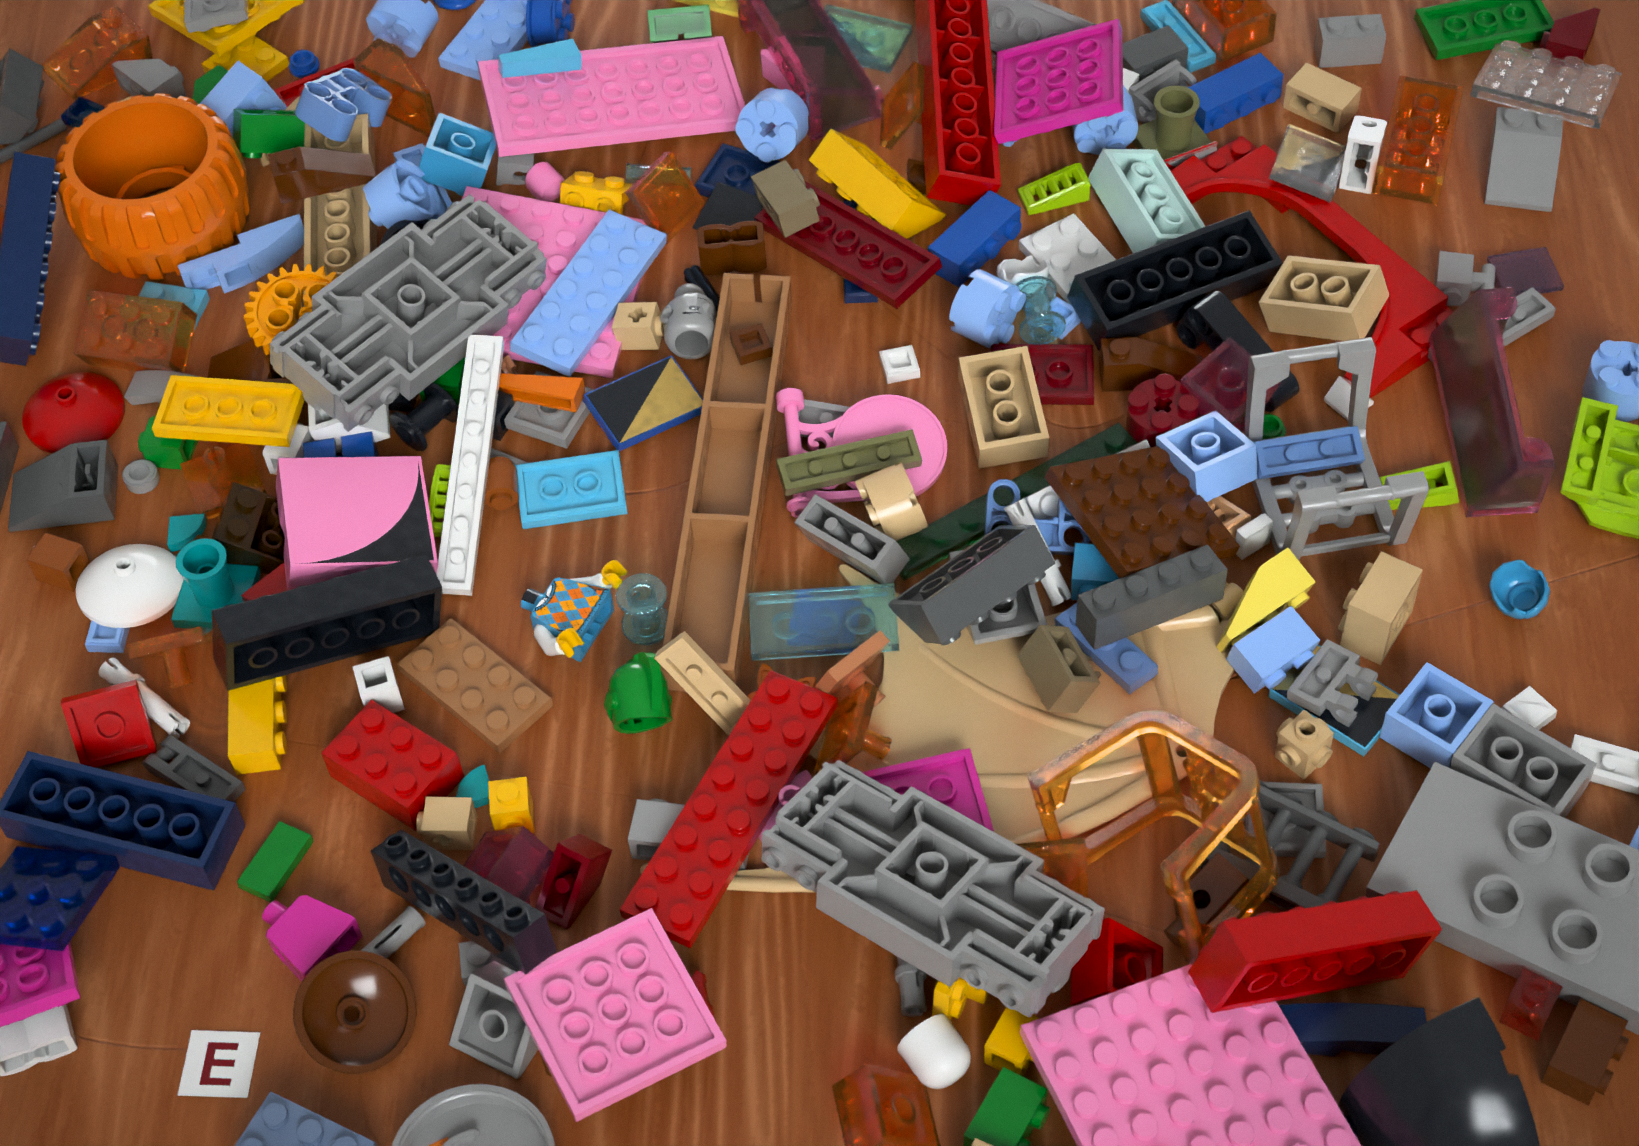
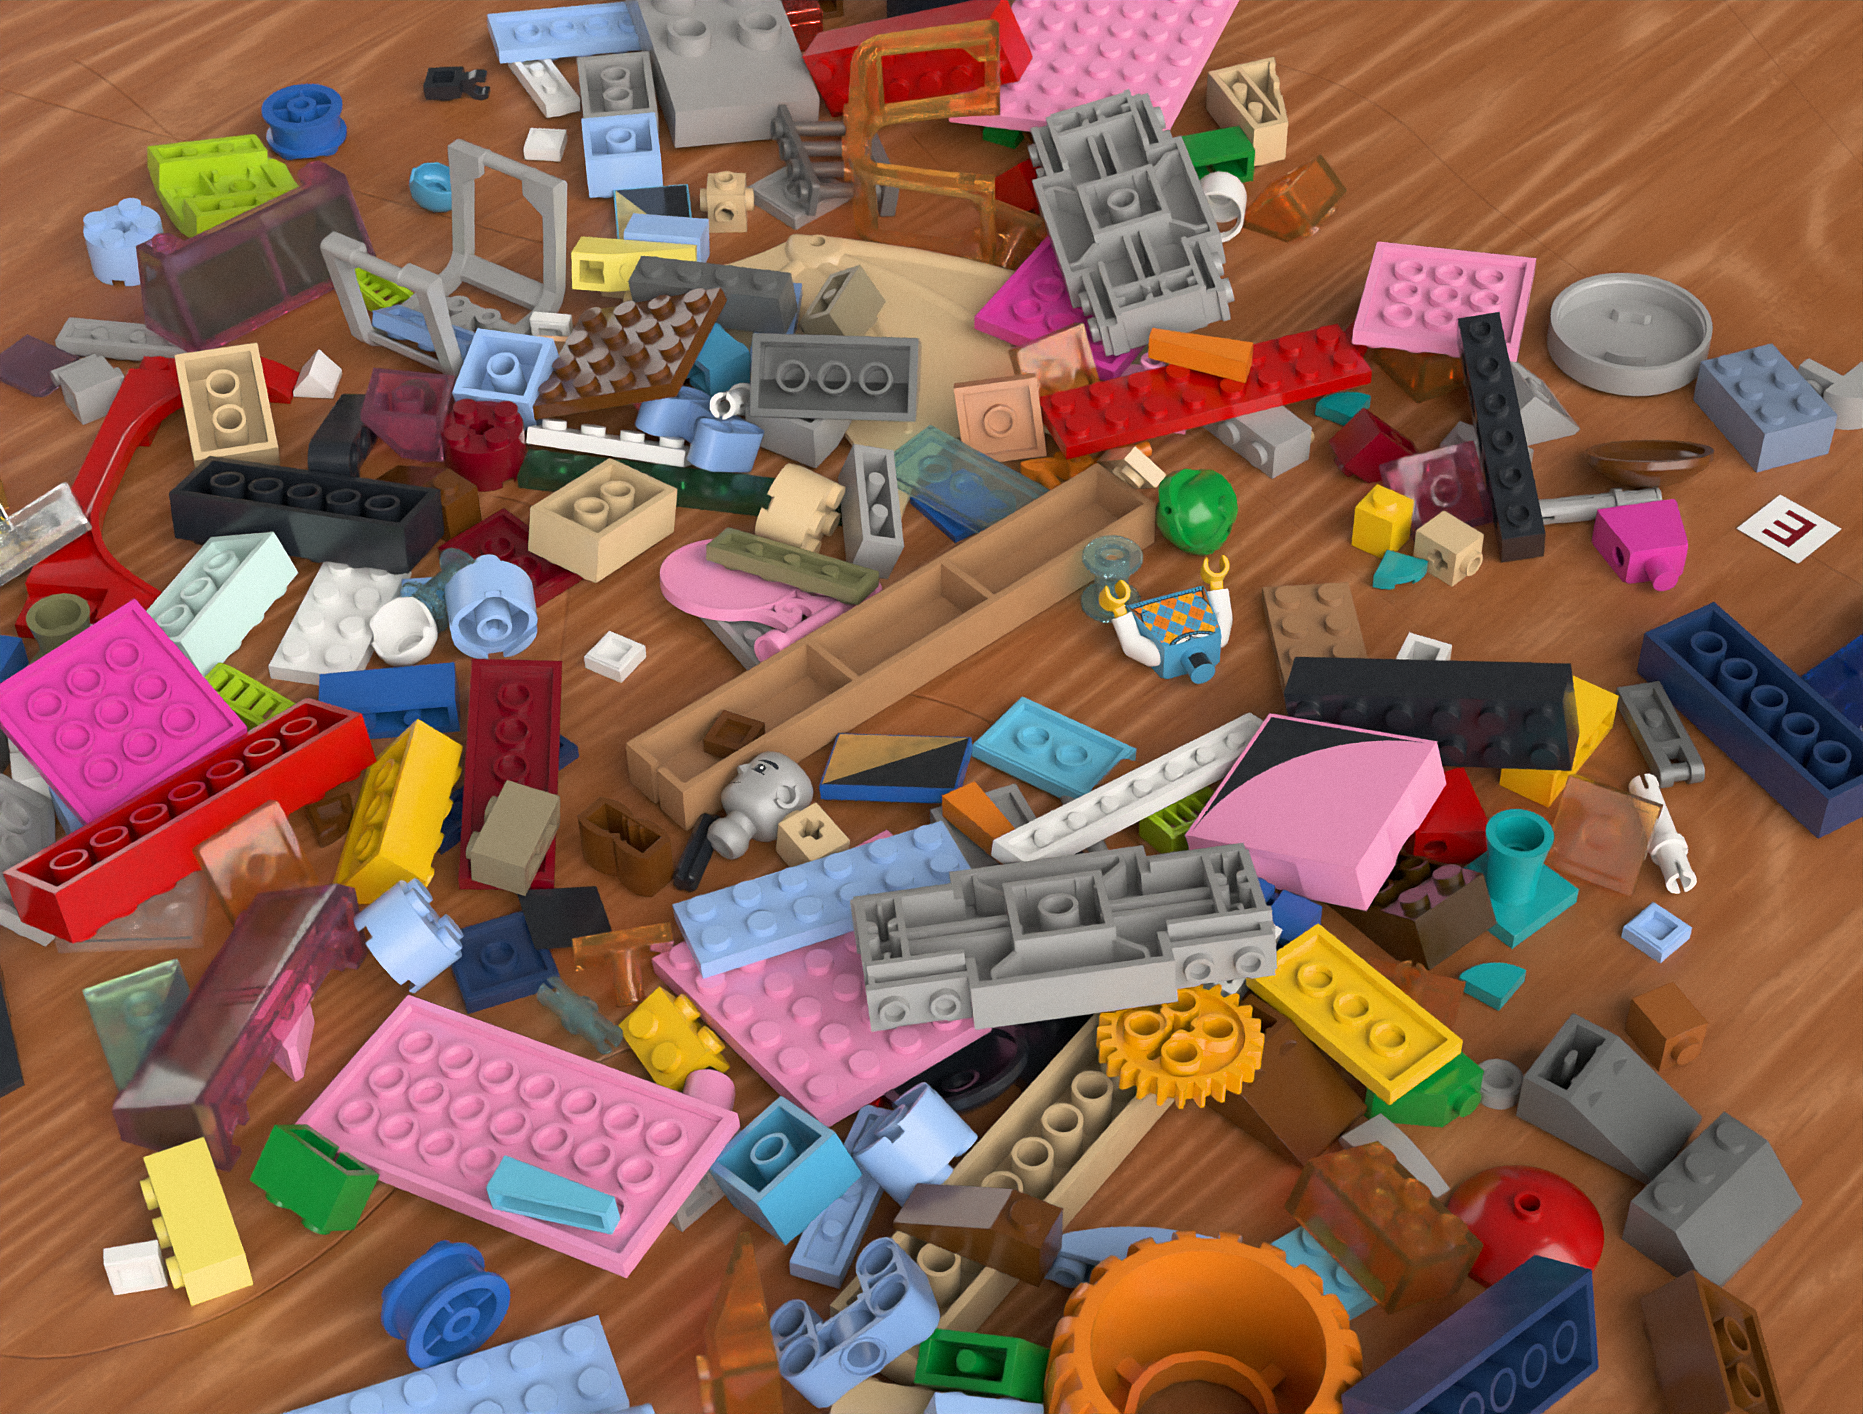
camera: 140 degrees left, 10 degrees down
(109, 724) = (1718, 803): red tile -> none
(129, 586) = (1592, 976): white dish -> none
(275, 861) = (1625, 626): green tile -> none
(392, 763) = (1461, 603): red brick -> none
(738, 804) = (1202, 353): none -> orange piece
(1212, 892) = (931, 149): reddish brown torso -> none
(1325, 675) = (669, 205): light grey plate -> none
(1379, 607) = (529, 222): tan brick -> none

